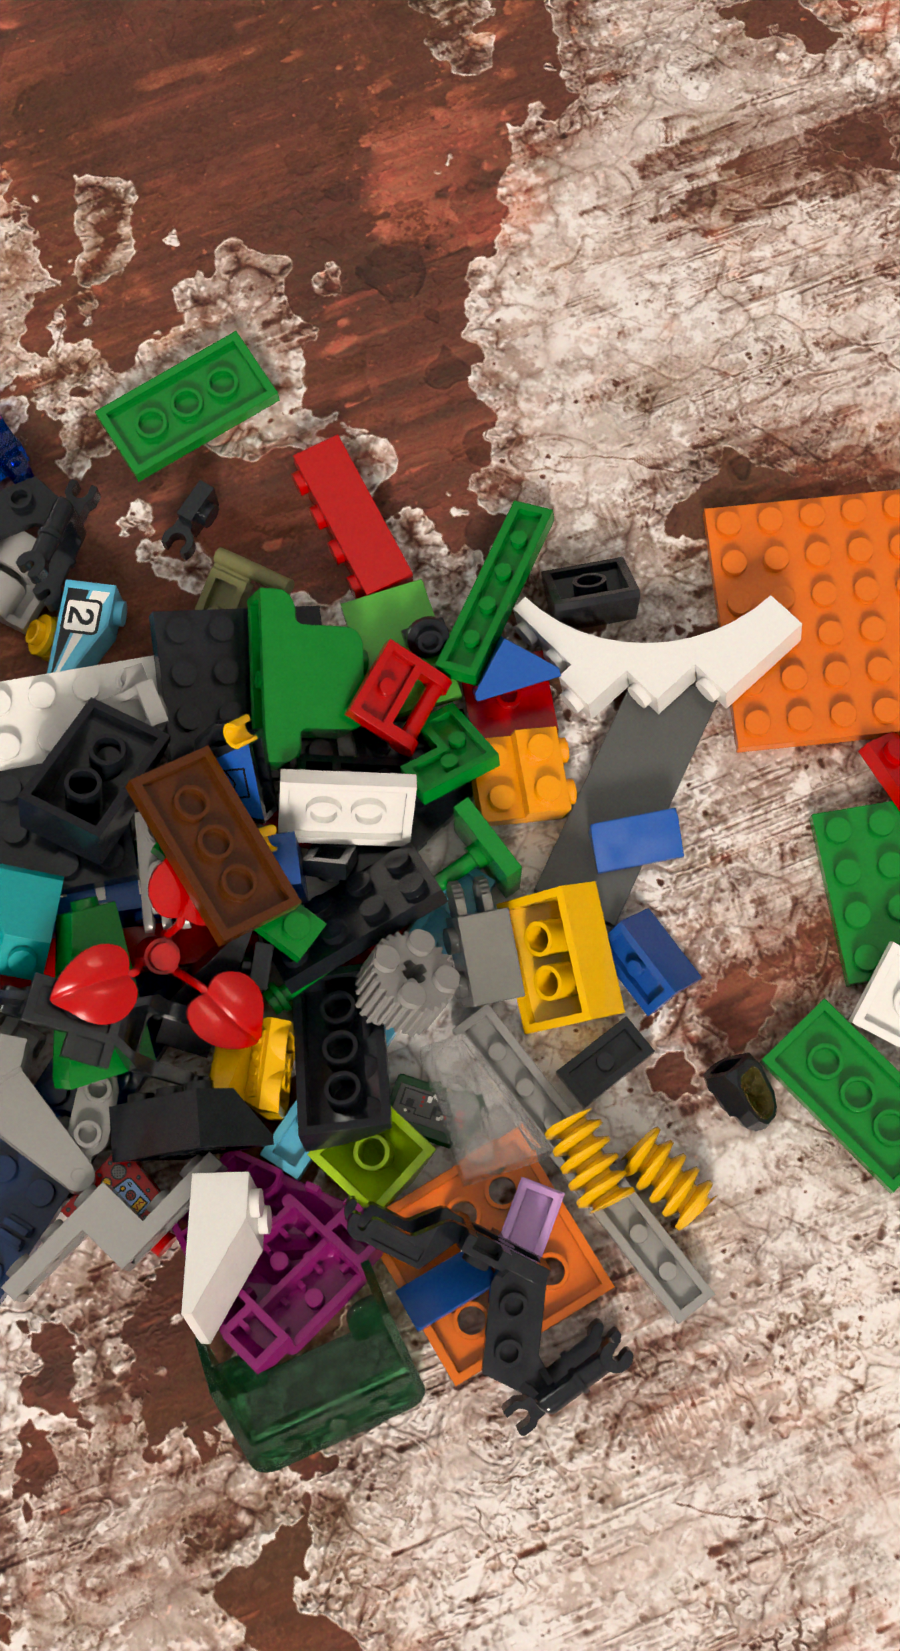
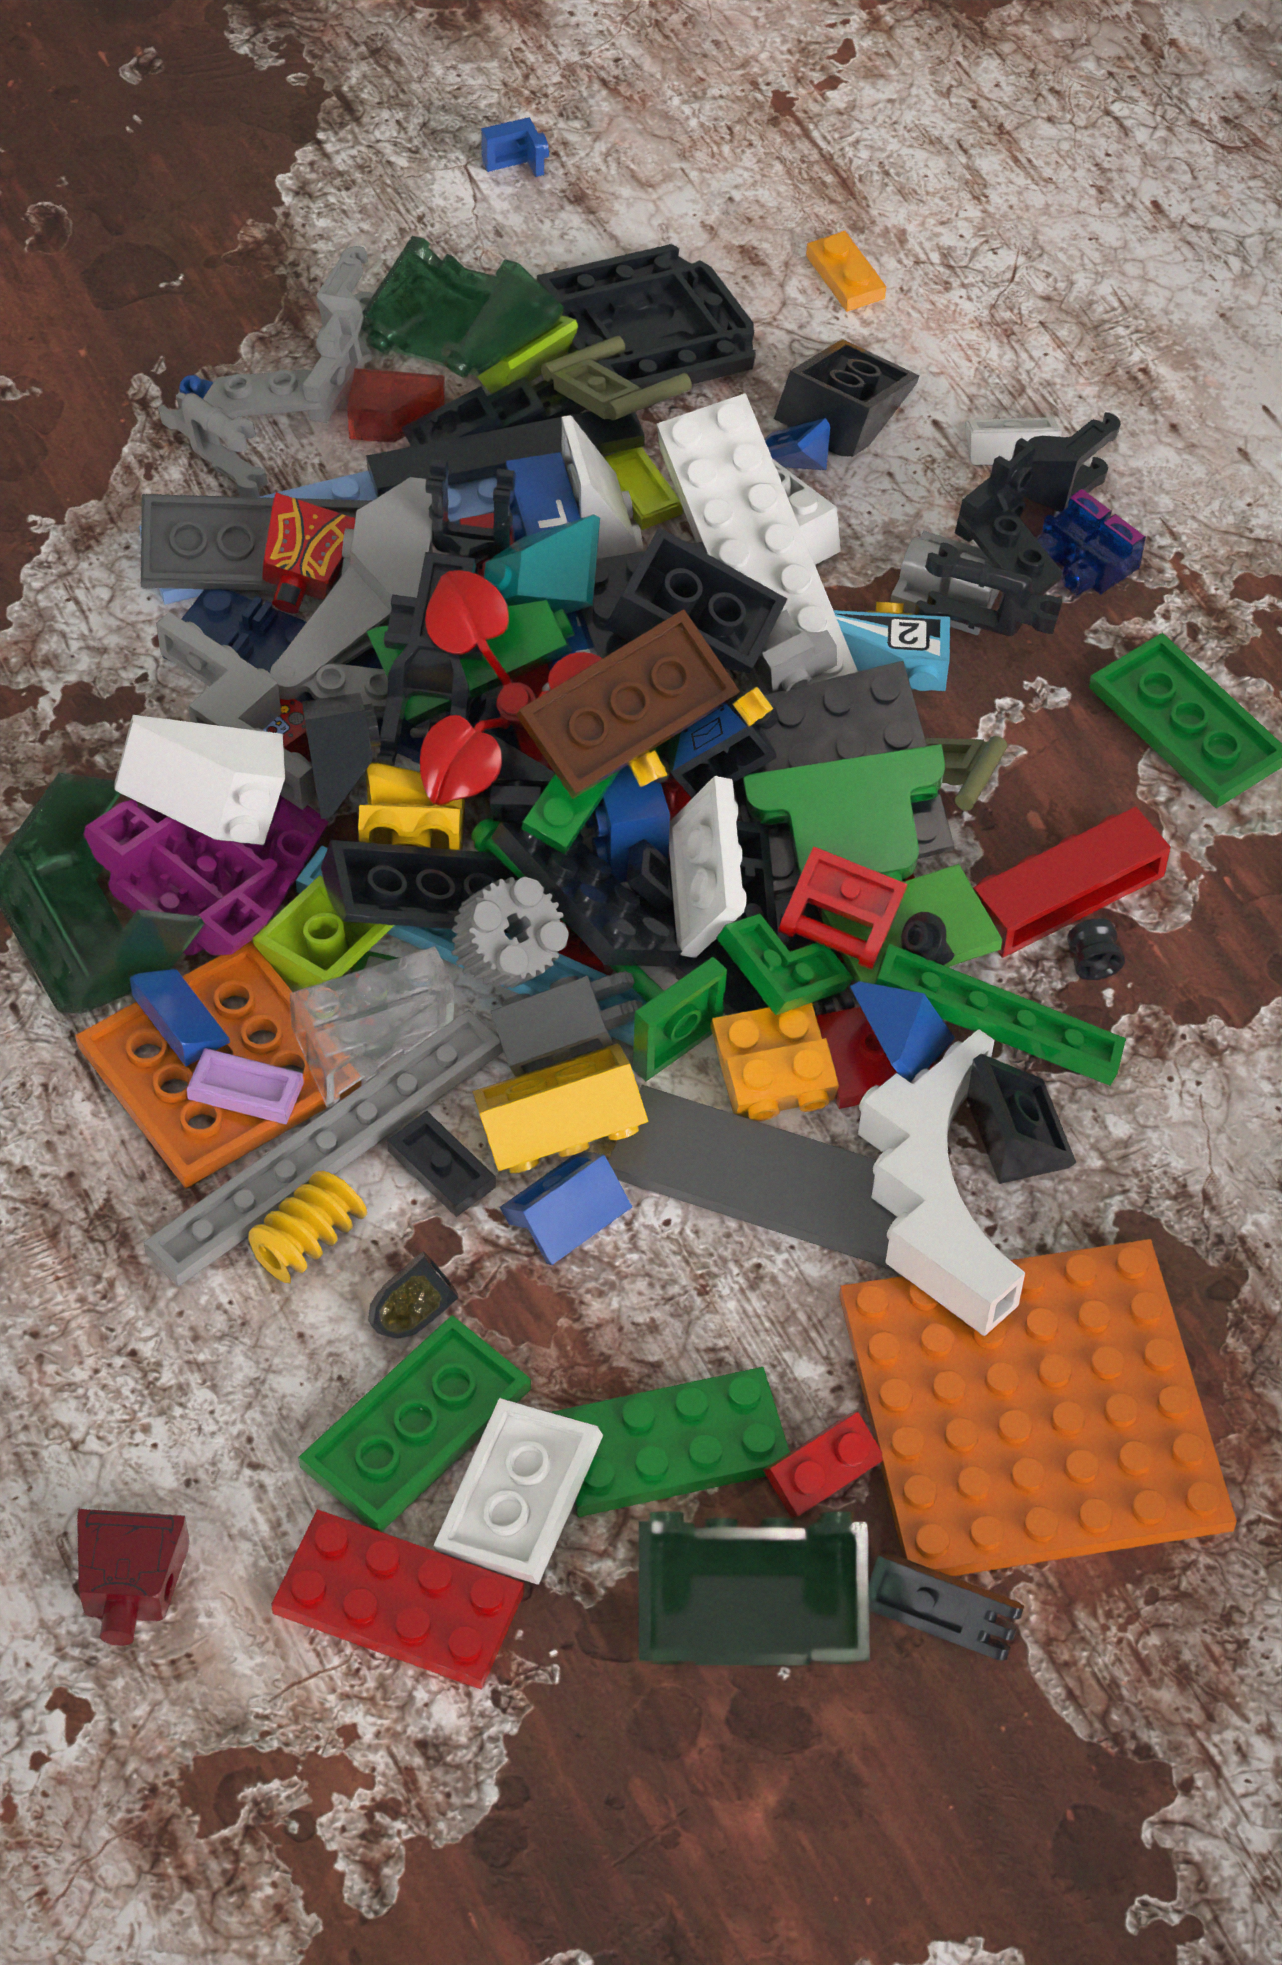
camera: 80 degrees right, 20 degrees down
(196, 513) = (1053, 733): black plate -> none
(424, 510) = (1095, 949): none -> black wheel
(513, 1305) = (174, 1057): black piece -> none
(588, 1161) = (318, 1125): yellow piece -> none
(636, 840) = (707, 1174): blue slope -> none

